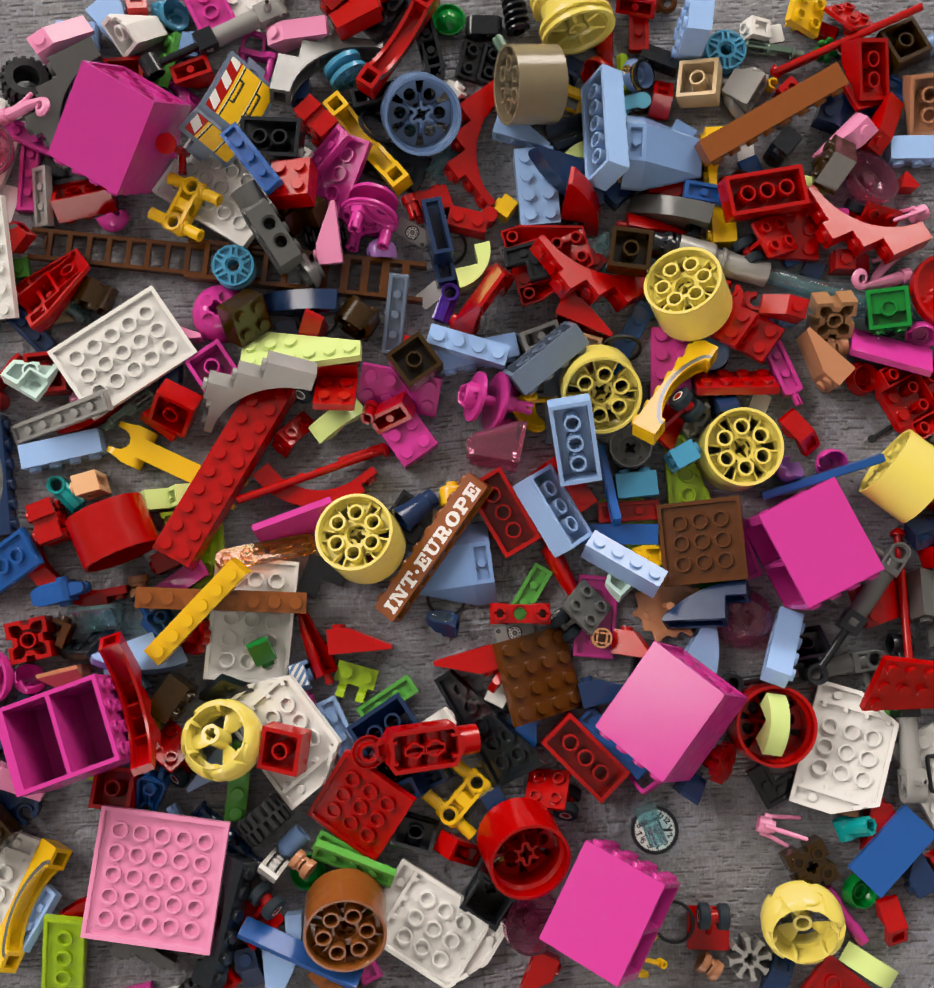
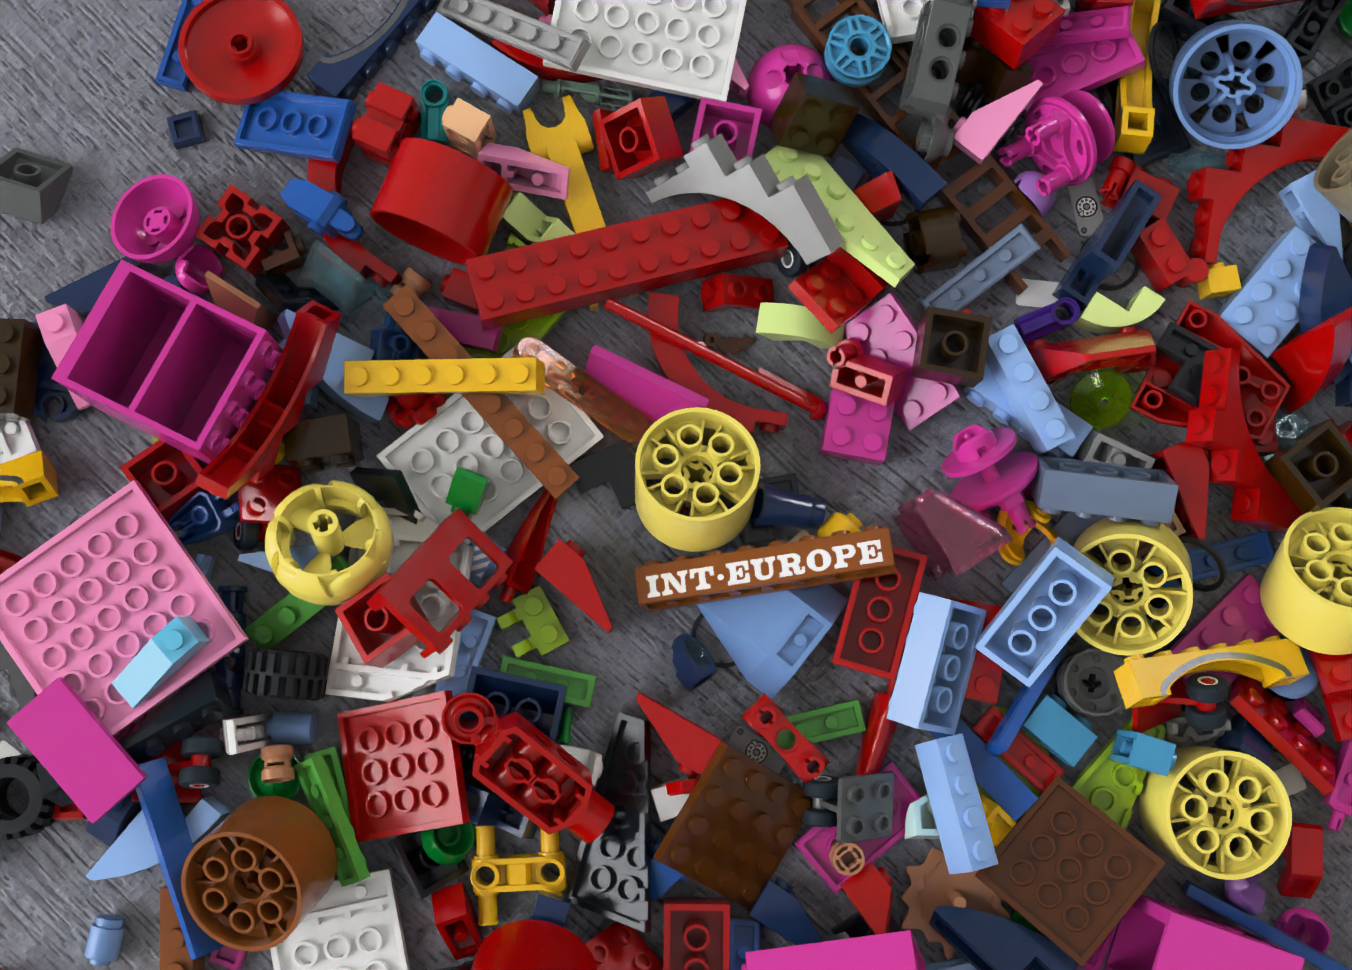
camera: 40 degrees right, 0 degrees up
(136, 477) = (526, 170): none -> bright pink slope
(199, 873) = (160, 659): none -> medium azure slope
(203, 953) = (77, 750): none -> dark pink tile
(279, 700) = (432, 564): none -> red window
(313, 461) = (728, 345): none -> reddish brown piece
(416, 709) = (566, 725): none -> green piece
(418, 817) = (448, 844): none -> green hat
(499, 315) = (1093, 388): none -> clear neon green dish
(739, 364) = (1309, 716): none -> dark pink tile

